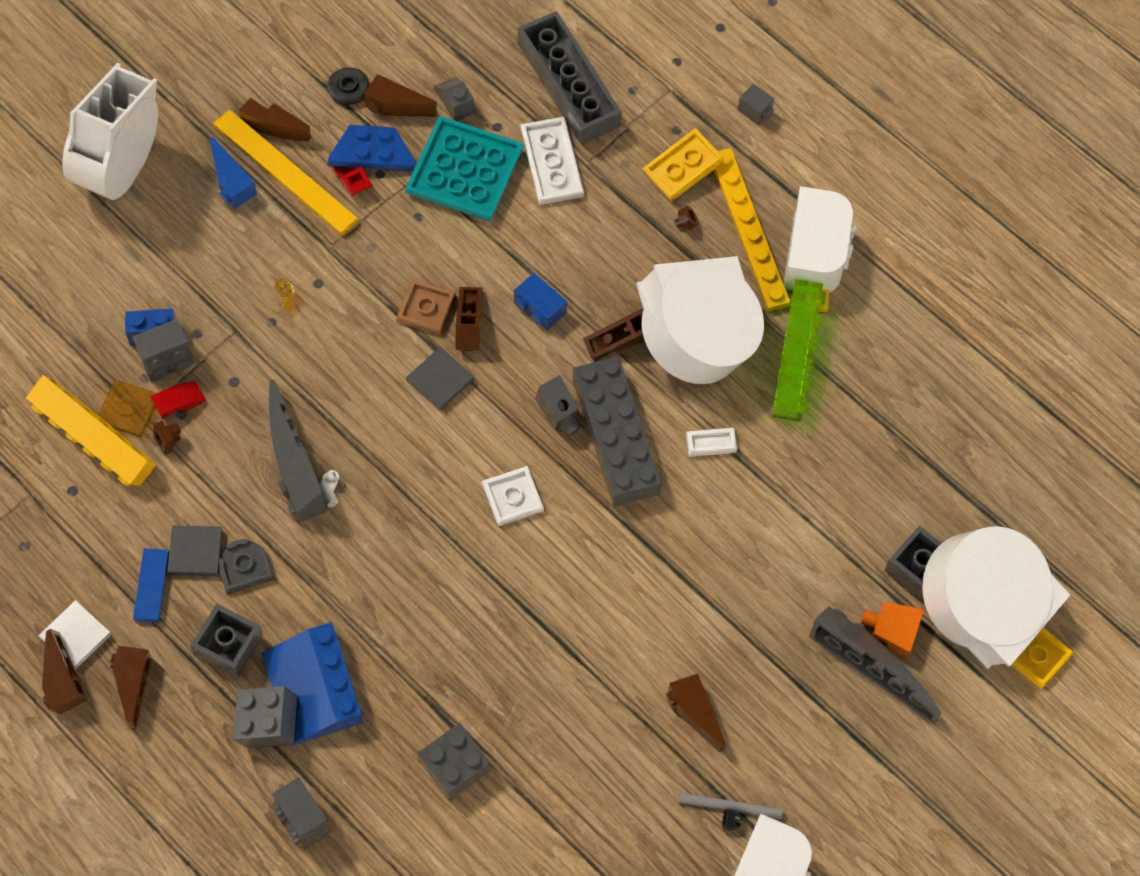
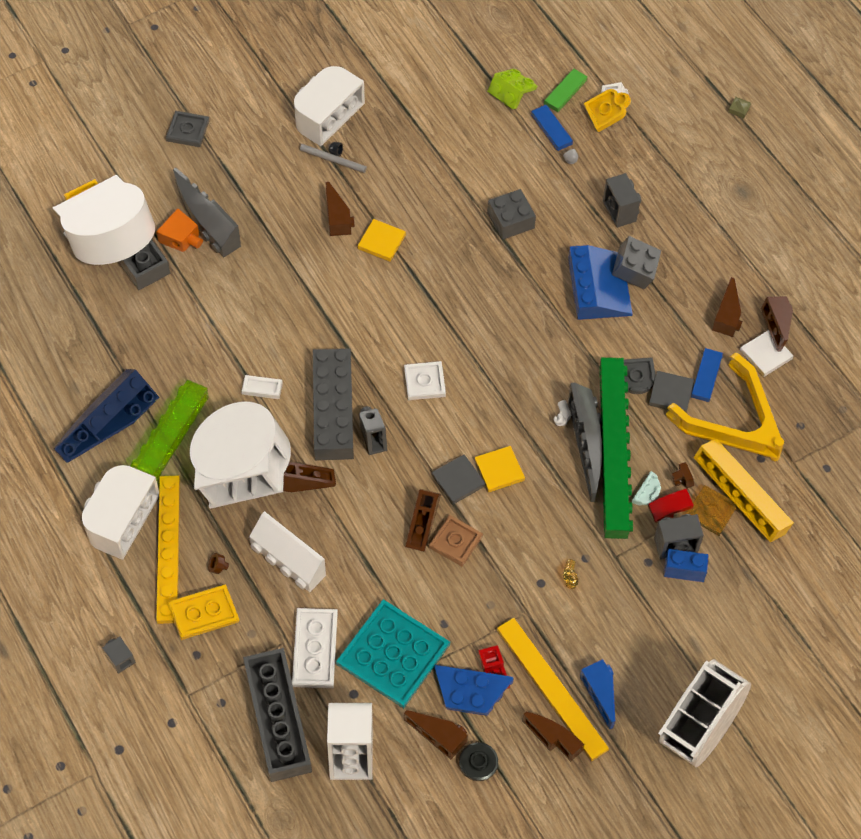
camera: 165 degrees left, 5 degrees down
(72, 497) = (763, 441): none -> yellow piece
(207, 415) = (648, 491): none -> light aqua tile
(227, 640) = (656, 317): dark grey brick -> none
(258, 457) = (614, 448): none -> green brick
(393, 402) = (499, 469): none -> yellow tile
(456, 98) = (385, 725): dark grey slope -> none
(482, 45) = (350, 741): none -> white brick
(540, 301) = (362, 519): blue brick -> none
(611, 241) = (287, 552): none -> white slope
(623, 686) = (381, 240): none -> yellow tile
(880, 359) = (108, 415): none -> dark blue wedge
(952, 806) = (187, 129): none -> dark grey tile

